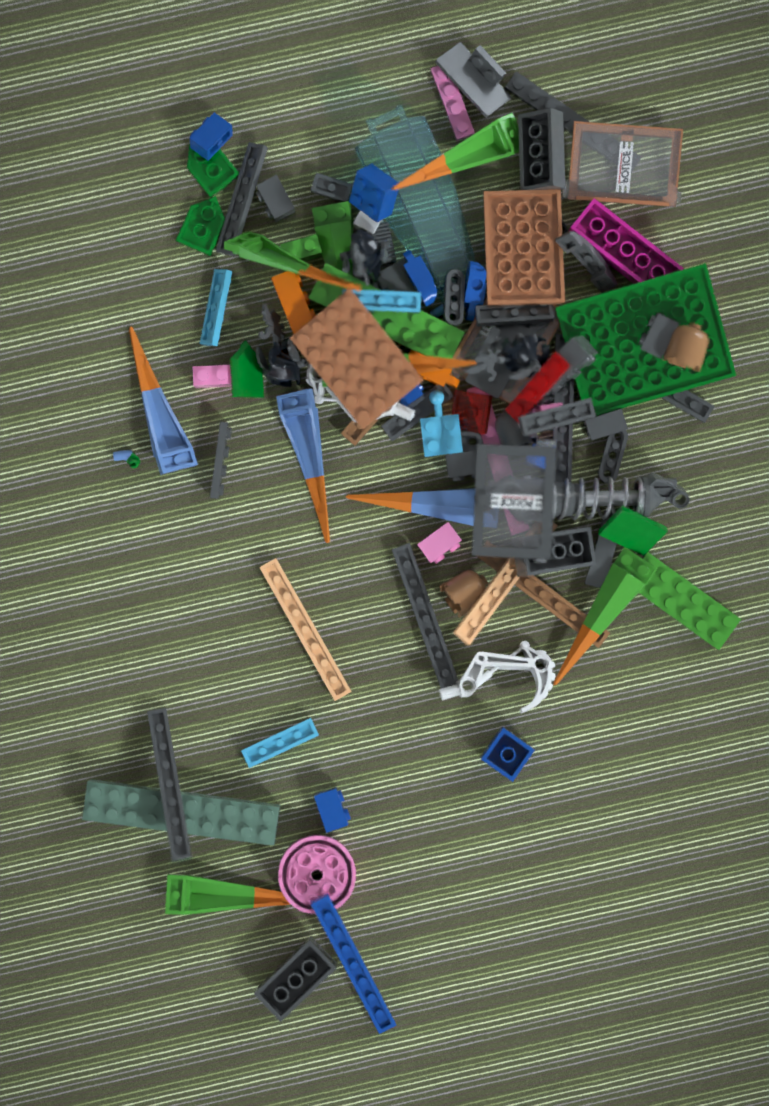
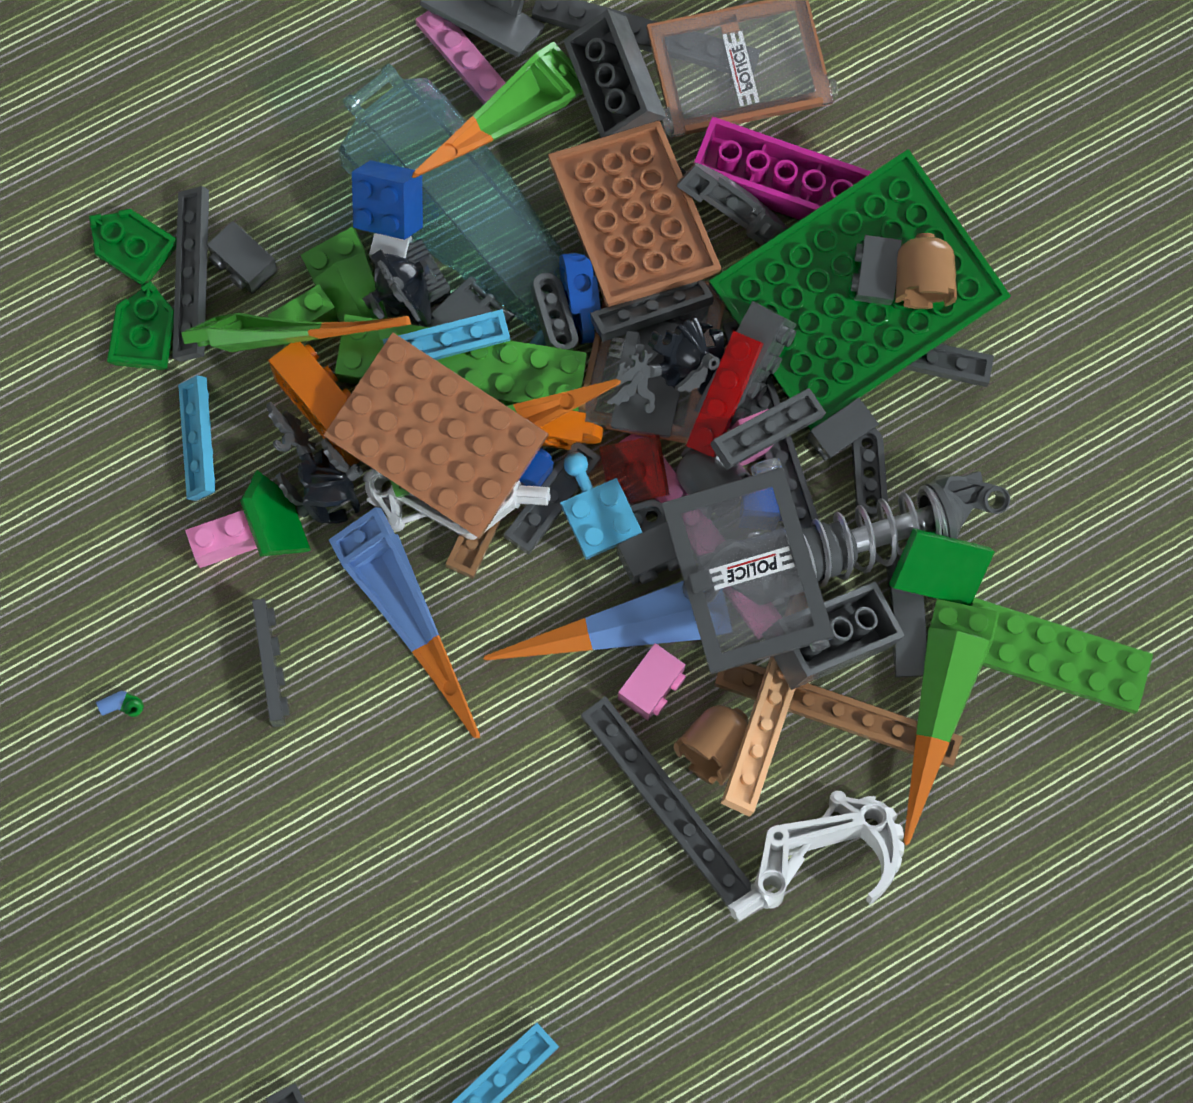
camera: 25 degrees left, 15 degrees down
(166, 435) = (174, 650): medium blue plate -> none
(210, 136) = (118, 197): blue brick -> none
(305, 629) = (485, 884): light nougat plate -> none
(331, 187) = (320, 219): dark grey plate -> none
(420, 278) = (491, 294): blue piece -> none
(507, 754) = (871, 977): blue brick -> none

